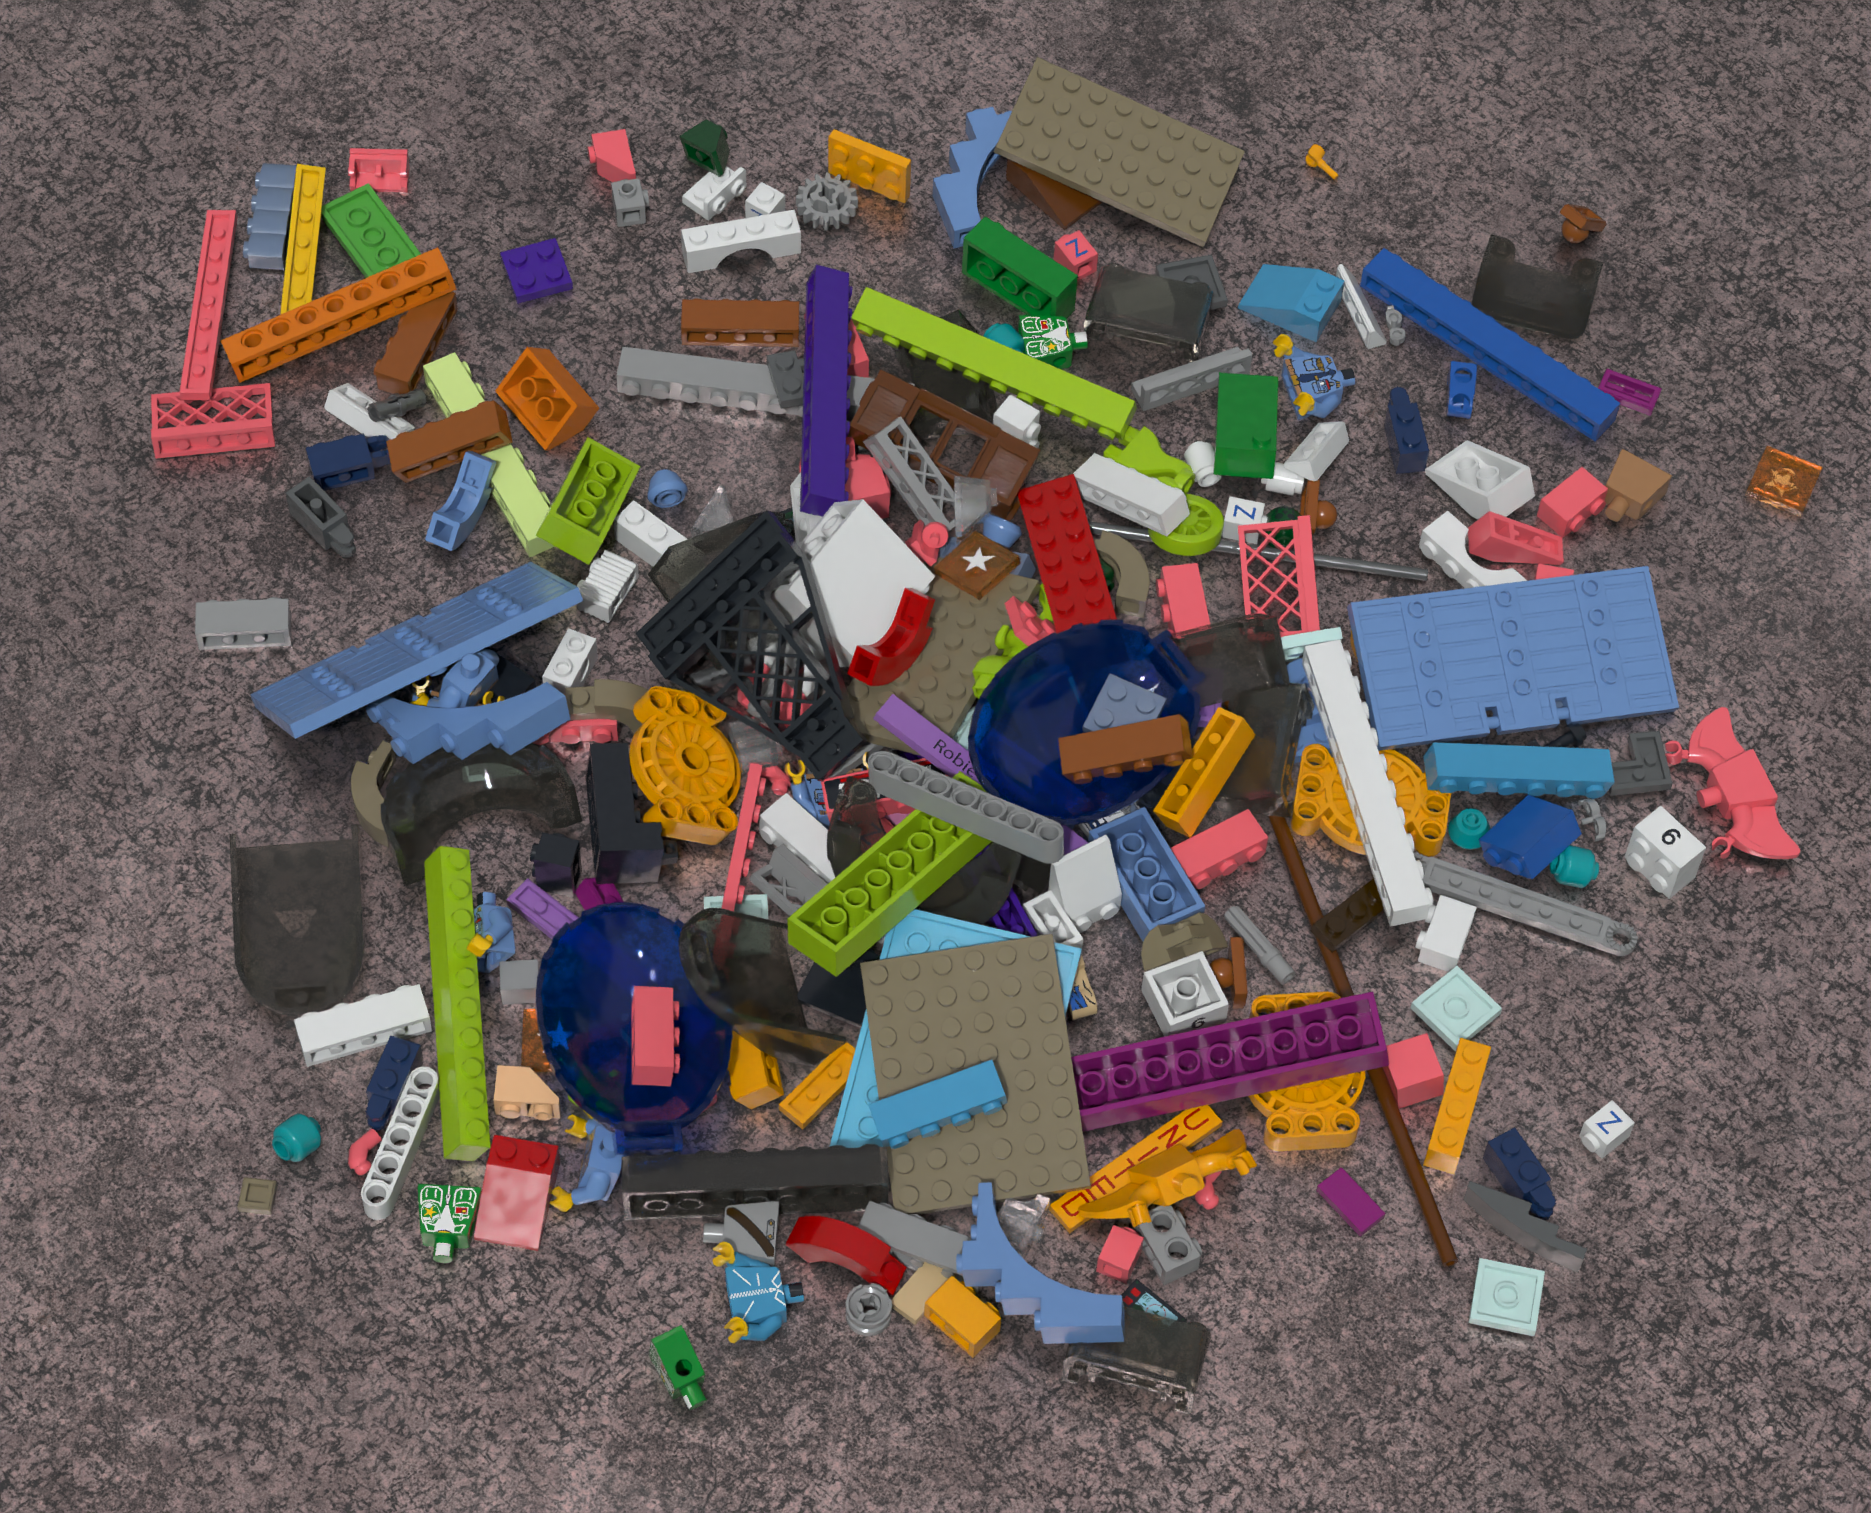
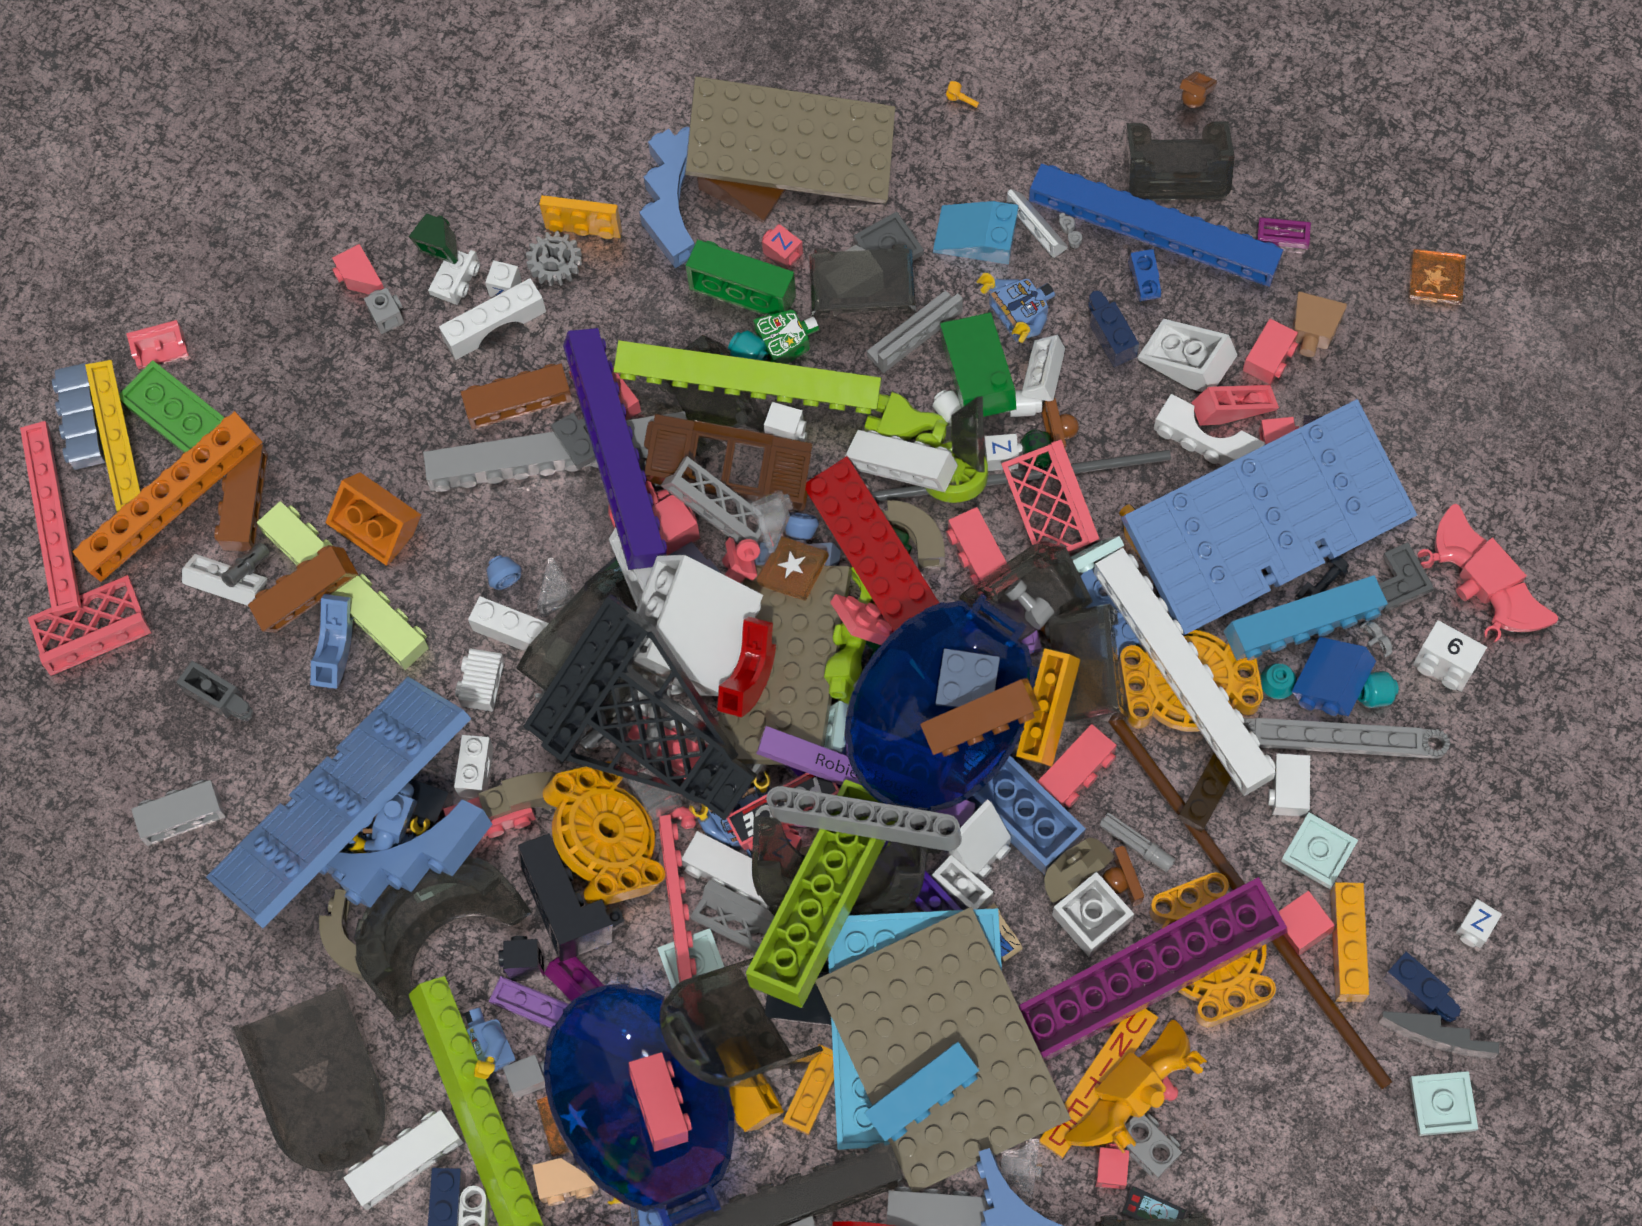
camera: 10 degrees left, 10 degrees up
(347, 460) = (217, 630): dark blue hinge -> none
(536, 270) = (324, 397): dark purple plate -> none
(588, 501) = (441, 610): lime brick -> none
(1213, 486) = (968, 434): none -> clear smoke slope
(1227, 679) = (1037, 610): none -> light grey leg
(1350, 1201) = (1287, 1056): magenta tile -> none

